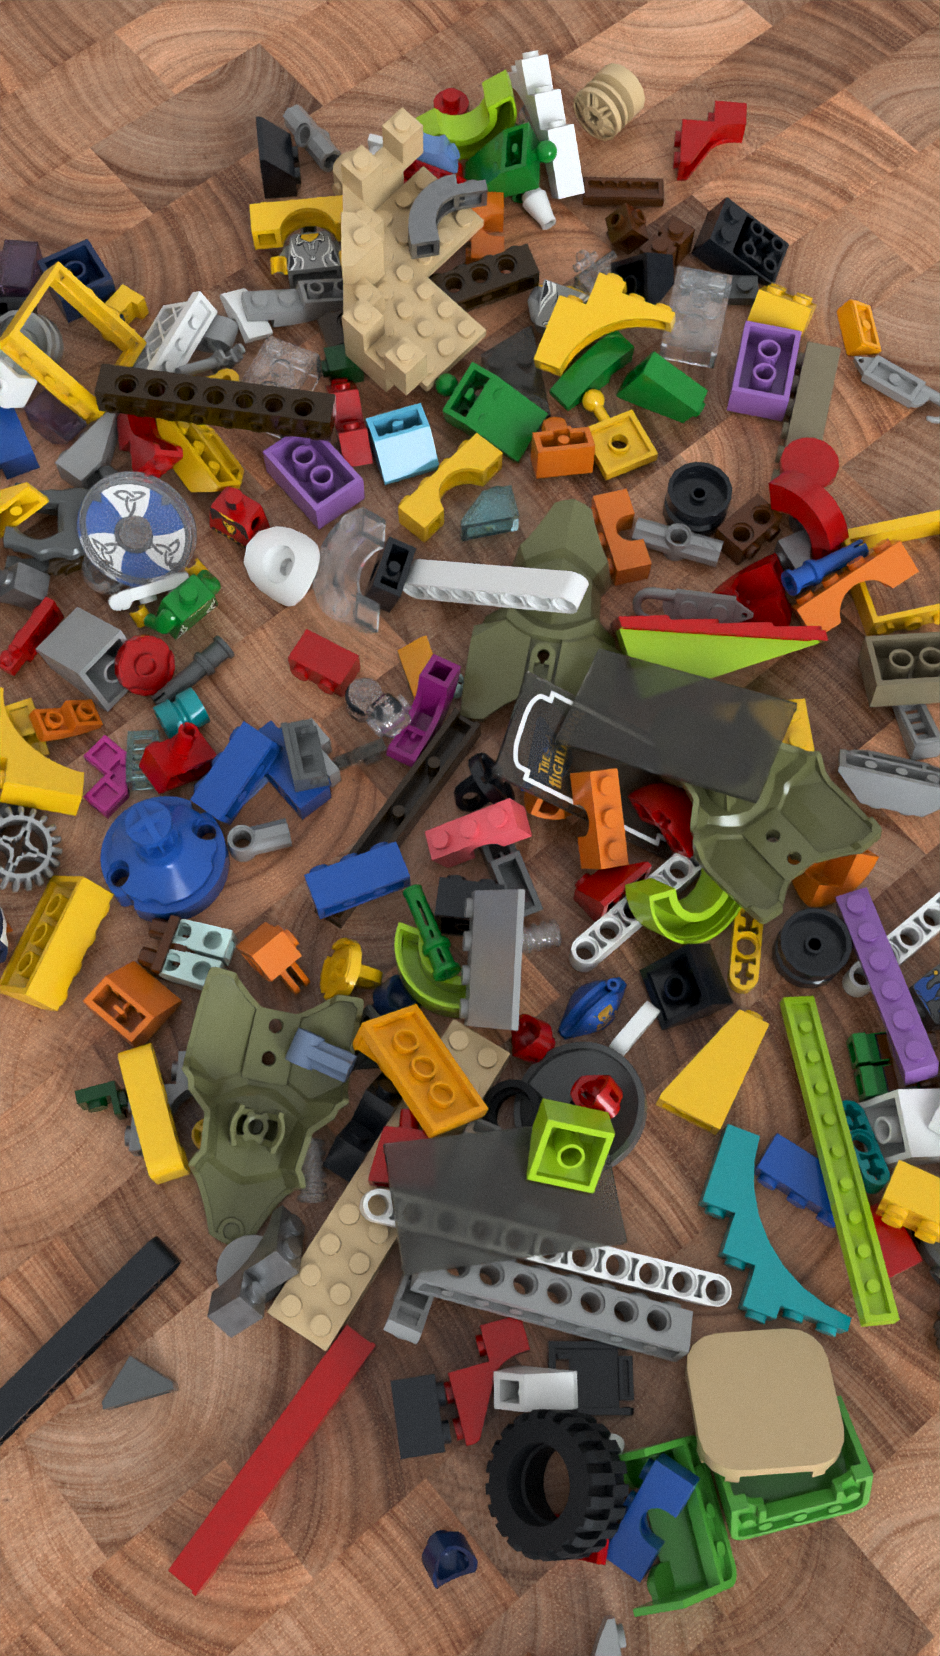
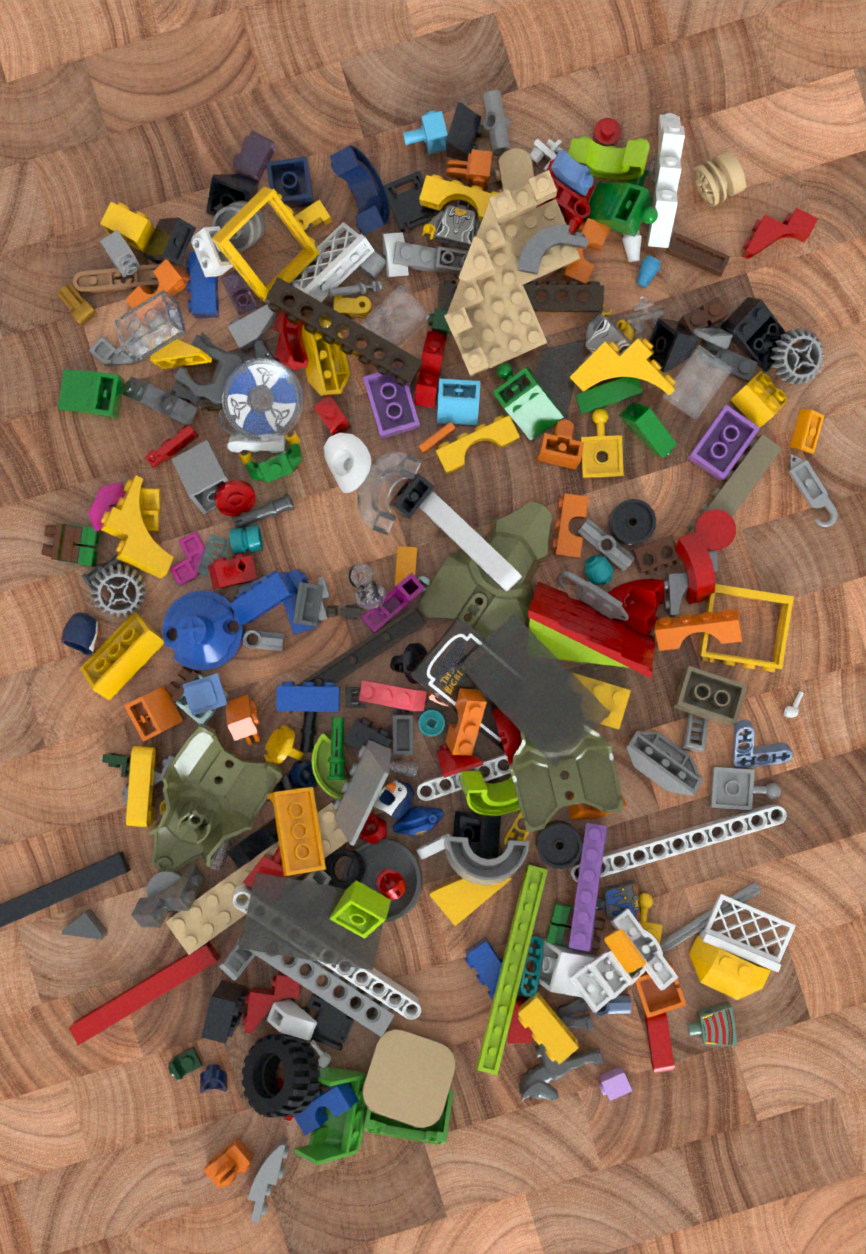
camera: 30 degrees right, 20 degrees up
(70, 720) = (175, 513): orange slope -> none
(170, 246) = (366, 185): none -> dark blue brick
(201, 939) = (204, 694): none -> medium blue piece
(237, 169) = (432, 132): none -> medium azure brick
(241, 263) = (407, 205): none -> black container
(308, 180) = (474, 170): none -> orange brick
(312, 1052) = (242, 789): sand blue piece -> none
(323, 663) = (346, 539): red brick -> none
(375, 940) = (308, 731): none -> black pin
(388, 1553) = (184, 1063): none -> dark green bracket
(394, 494) = (436, 438): none -> orange tile
(423, 869) = (352, 698): none -> clear smoke tile
(491, 514) = (497, 475): clear light blue slope -> none
(545, 981) = (395, 799): none -> piece
(549, 861) = (431, 722): none -> teal wheel
(572, 226) = (648, 270): none -> dark azure cone
(627, 228) = (684, 289): reddish brown brick -> none
(683, 573) = (598, 570): none -> teal head
(691, 257) = (715, 336): none -> light grey slope
(718, 1017) = (482, 870): none -> light grey brick
(745, 1244) = (440, 989): teal arch -> none
(803, 247) = (808, 355): none -> light grey gear
(814, 570) = (678, 609): blue pin -> none

